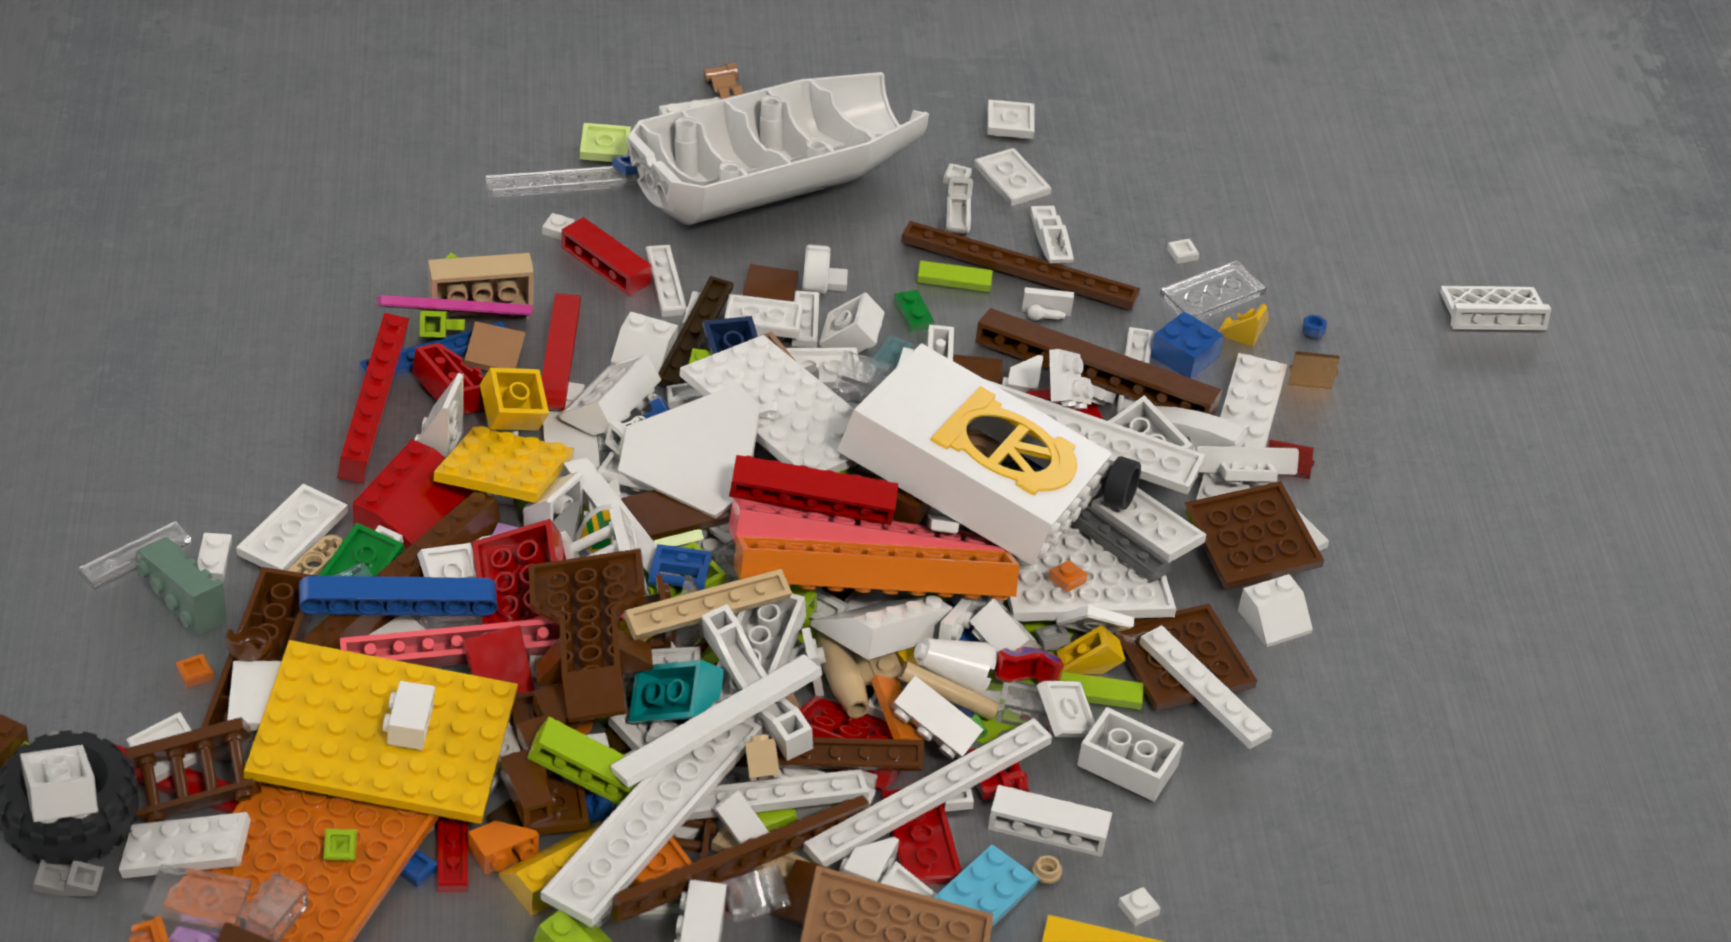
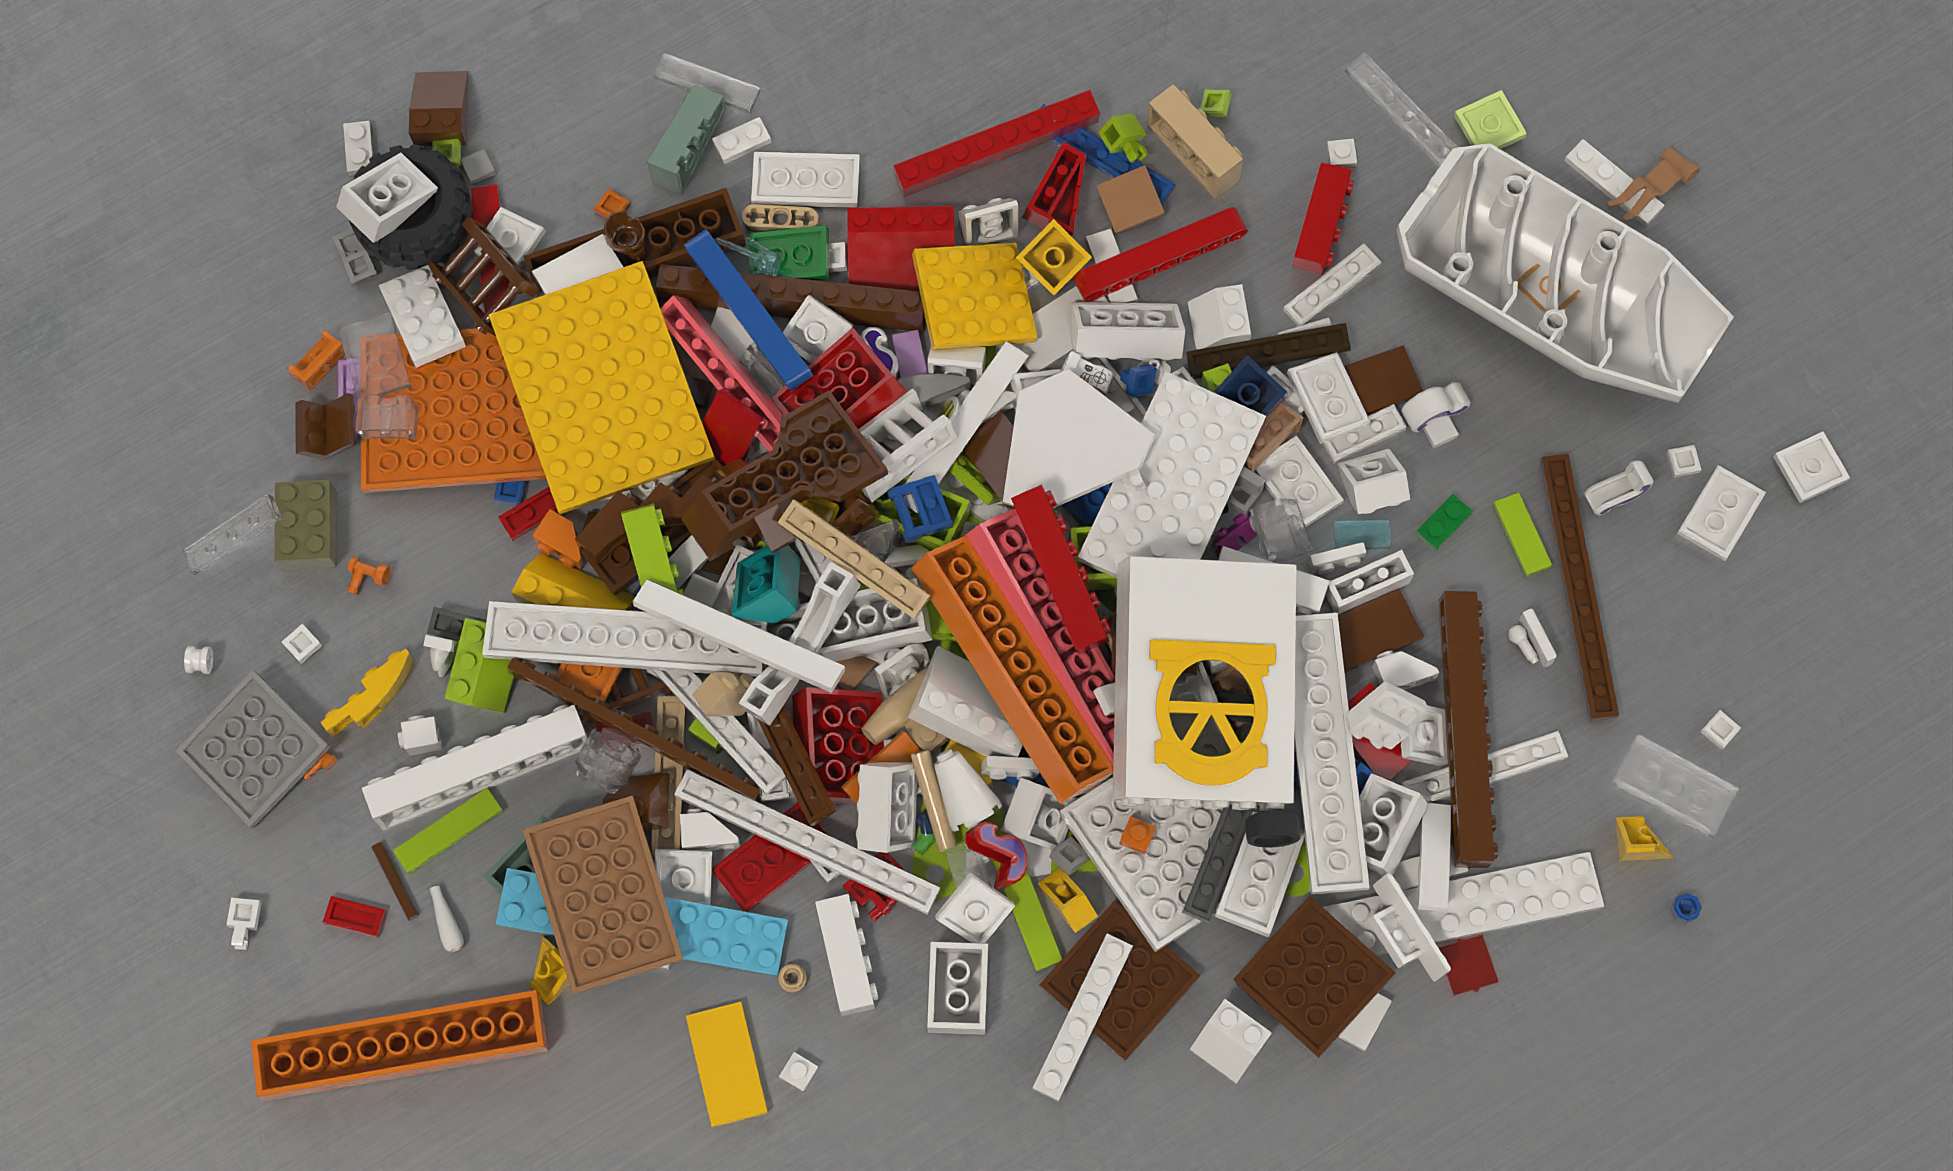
camera: 70 degrees right, 30 degrees up
(340, 845) = (474, 426): lime tile -> none
(410, 715) = (608, 399): white brick -> none
(453, 305) = (1151, 136): dark pink tile -> none
(739, 817) = (669, 710): white tile -> none
(1051, 234) = (1645, 594): white slope -> none
(1090, 617) = (1091, 886): white tile -> none
(1187, 345) = (1561, 798): blue brick -> none
(1313, 370) = (1601, 936): clear orange piece -> none
(1490, 316) = (1837, 1094): white fence -> none

